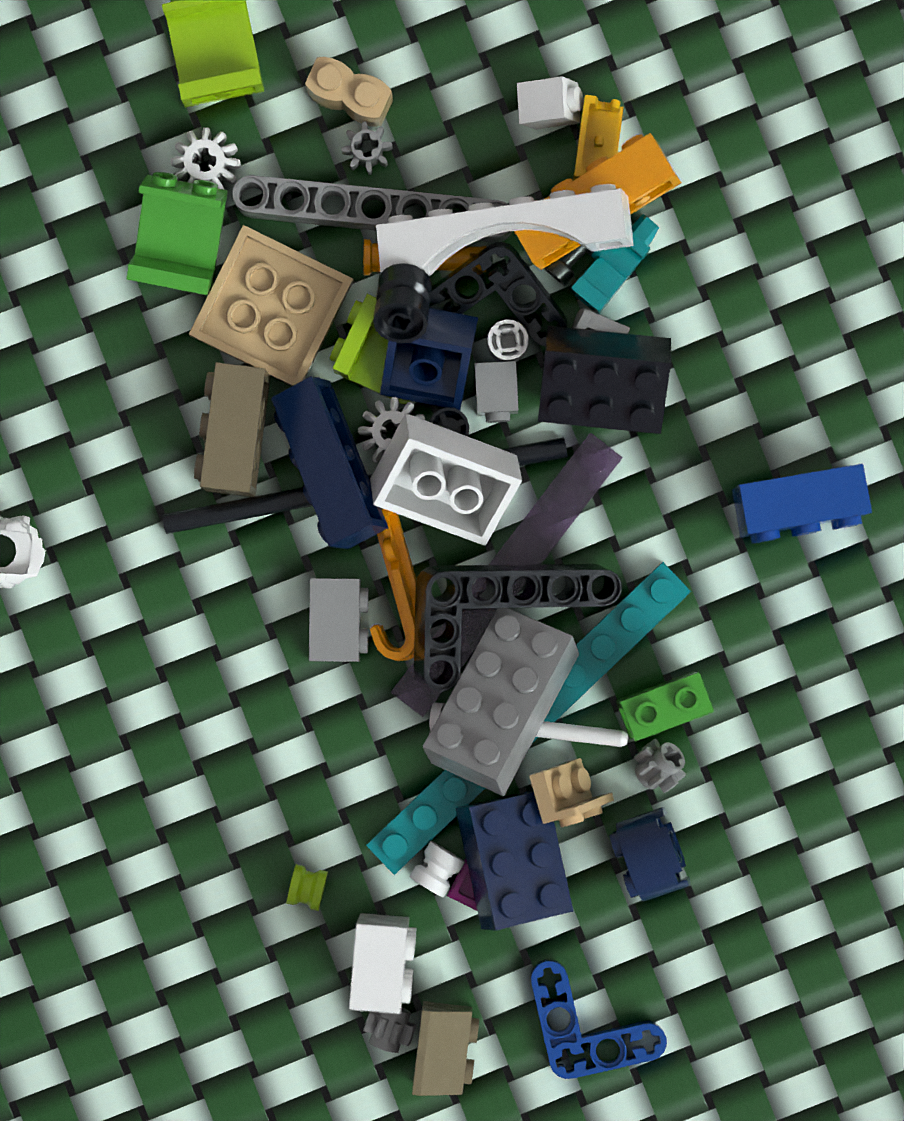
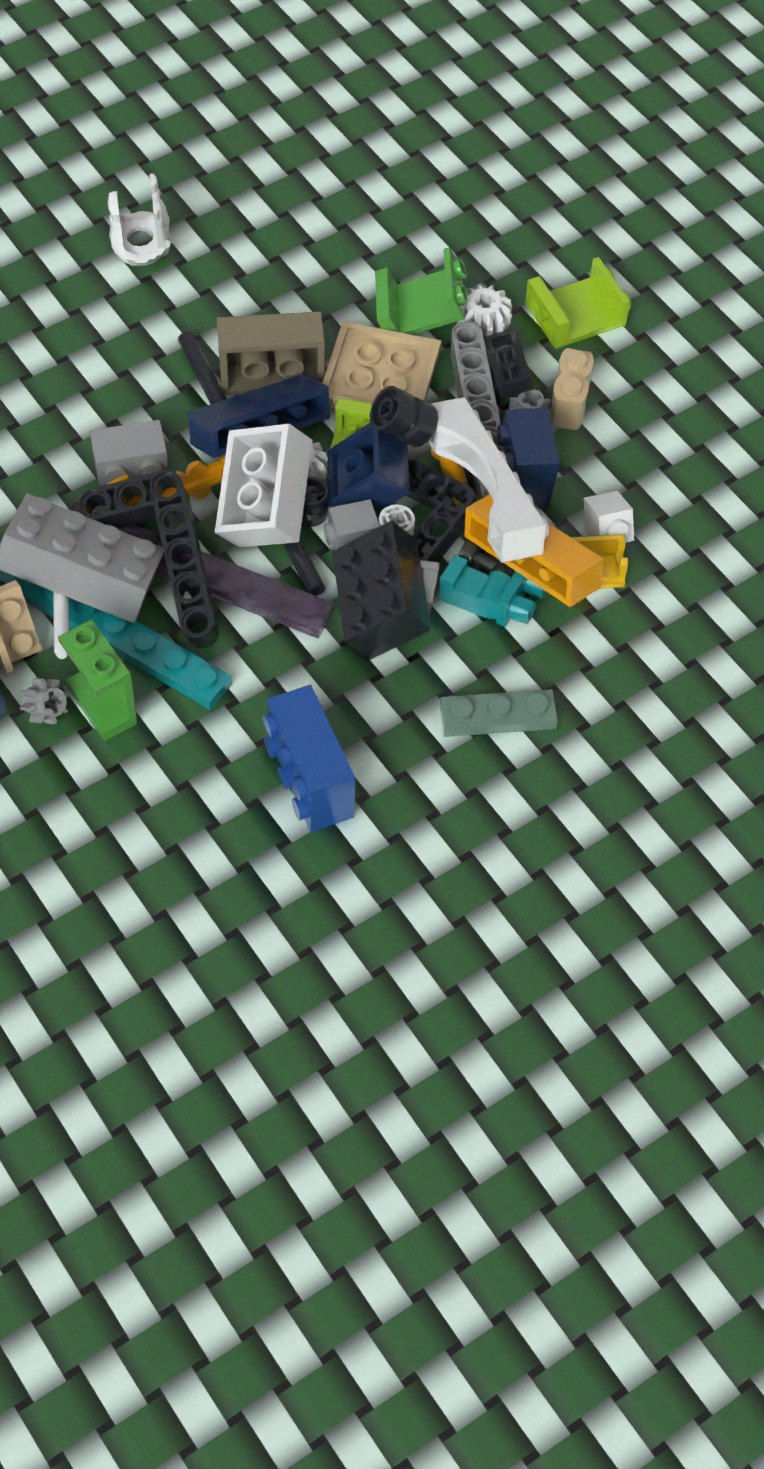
camera: 70 degrees right, 30 degrees down
(300, 156) = (508, 363): none -> black plate
(455, 169) = (531, 451): none -> dark blue slope
(762, 289) = (498, 713): none -> sand green plate

